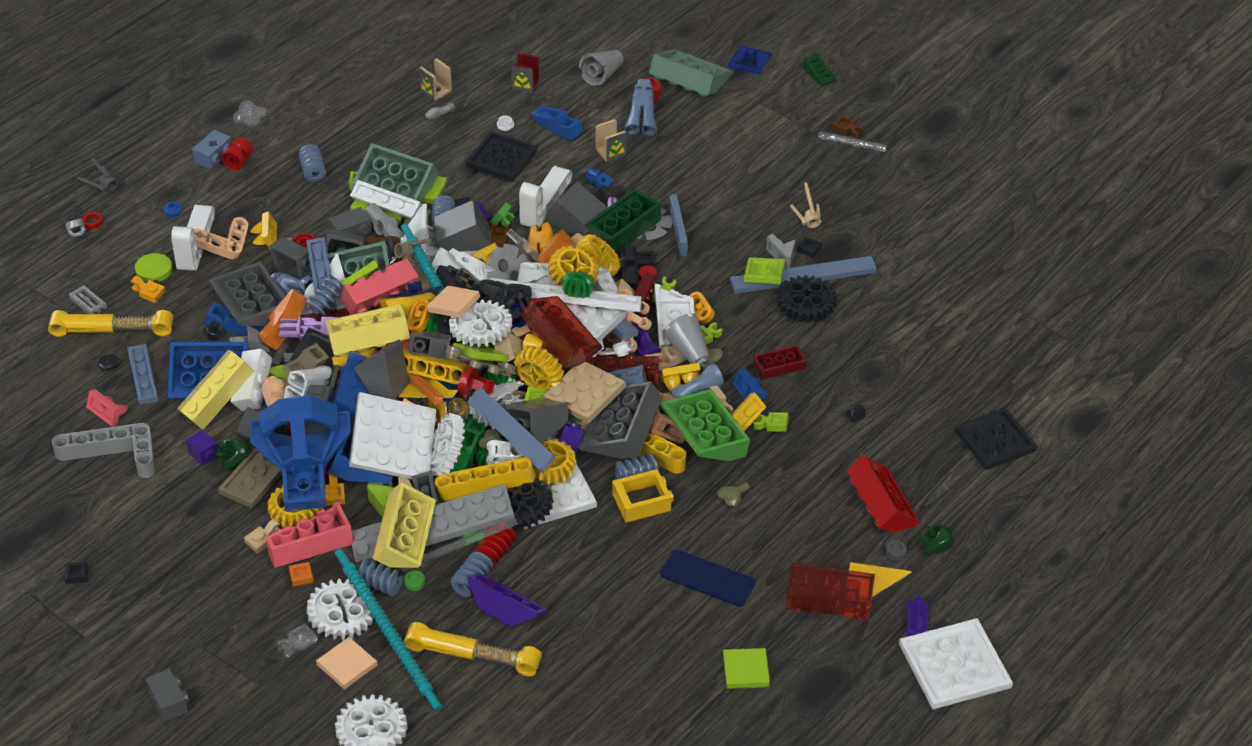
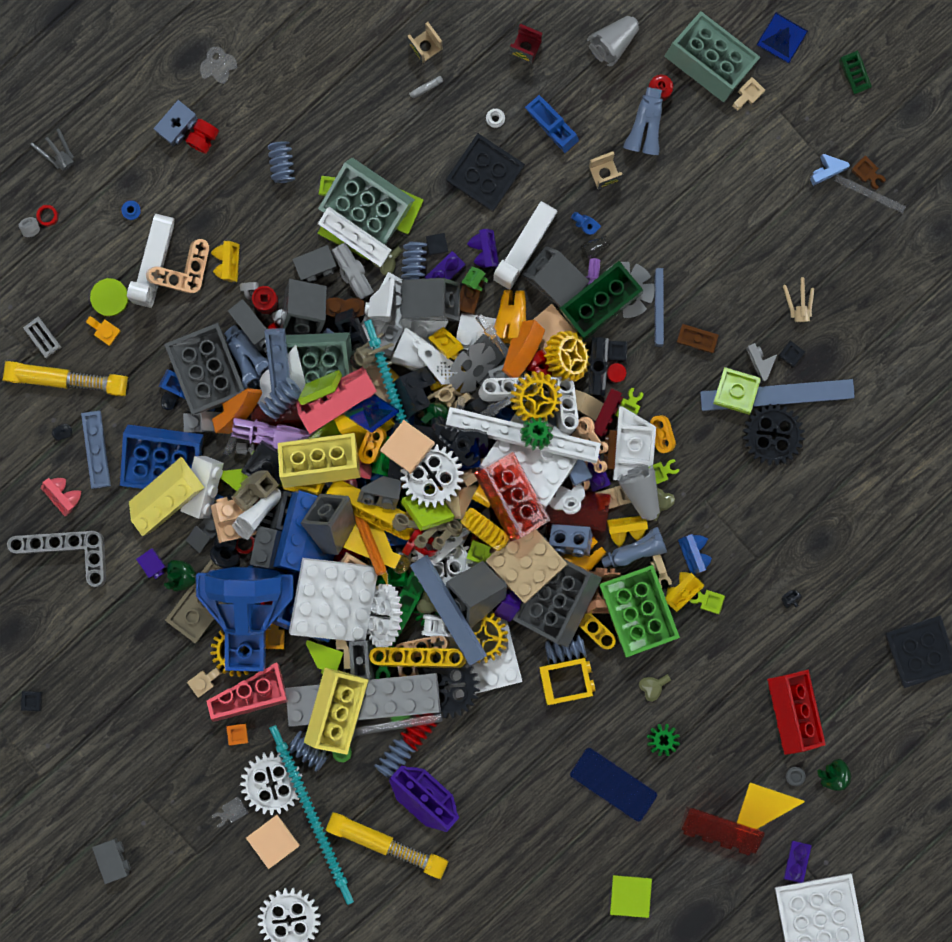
camera: 10 degrees right, 40 degrees up
(509, 197) = (486, 241): none -> dark purple tile
(652, 315) = (609, 458): none -> reddish brown plate
(719, 242) = (697, 338): none -> reddish brown plate
(728, 88) = (749, 92): none -> tan plate
(751, 531) = (670, 739): none -> green gear
(779, 362) = (729, 521): dark red piece -> none
(811, 126) = (832, 167): none -> light blue slope

